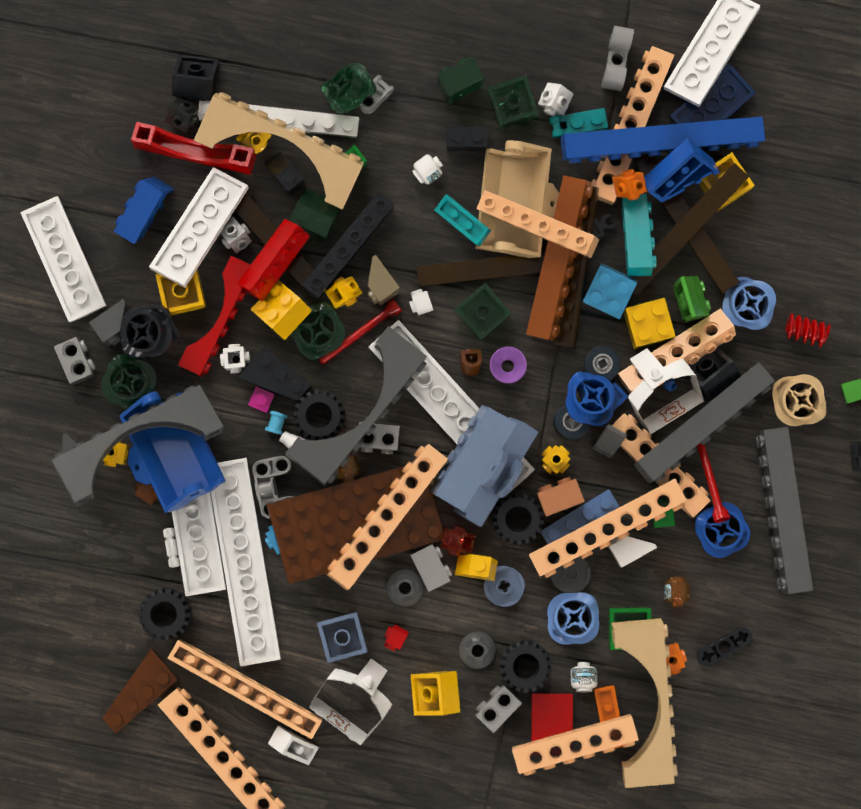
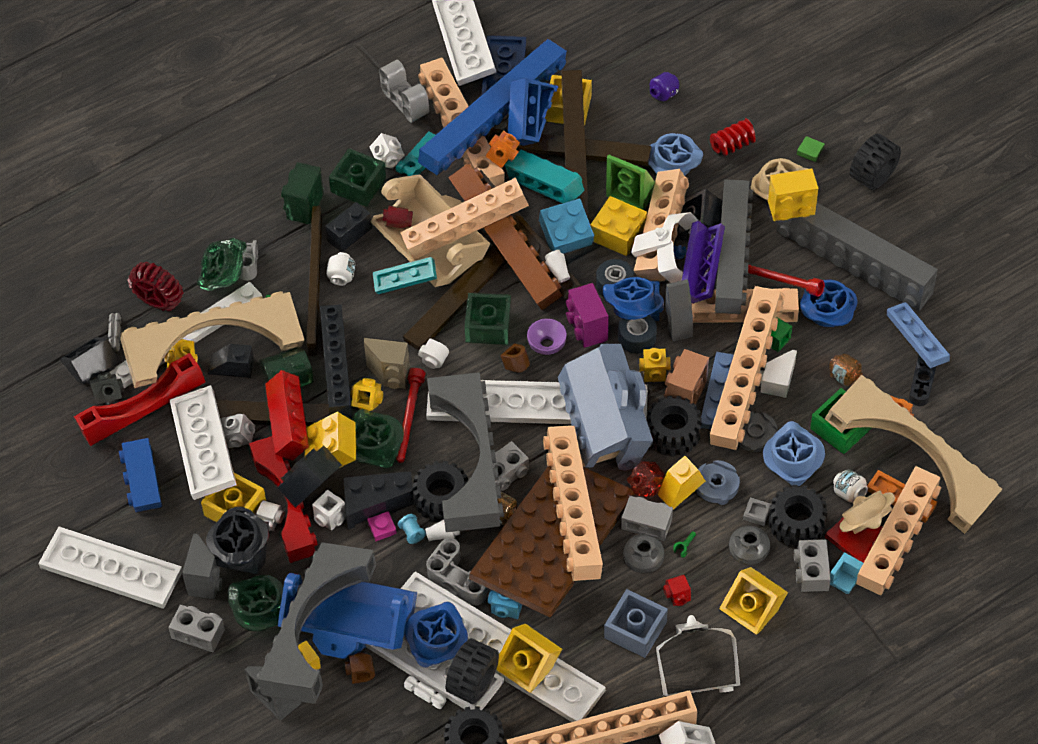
camera: 40 degrees left, 30 degrees down
(189, 530) = (432, 625): none -> blue piece
(196, 321) = (270, 513): none -> white plate
(199, 575) = (472, 671): none -> black tyre
(233, 68) = (114, 330): none -> light grey axle
(239, 326) = (308, 475): none -> black brick
(249, 594) = (527, 657): none -> yellow slope
(287, 62) = (155, 286): none -> dark red gear
(402, 160) = (314, 281): none -> dark brown tile
(437, 608) = (684, 544): none -> green hand
(505, 166) = (397, 217): none -> dark red brick
(507, 632) = (757, 511): none -> light grey tile
(513, 734) = (845, 573): none -> medium azure panel
(549, 379) = (587, 315): none -> magenta brick
(564, 715) = (867, 512): none -> tan piece
(569, 319) = (556, 263): none -> white cone
(661, 417) = (697, 262): none -> dark purple fence
(752, 616) = (918, 335): none -> medium blue plate
(773, 440) = (792, 194): none -> yellow brick
(807, 236) = (664, 86): none -> dark purple head

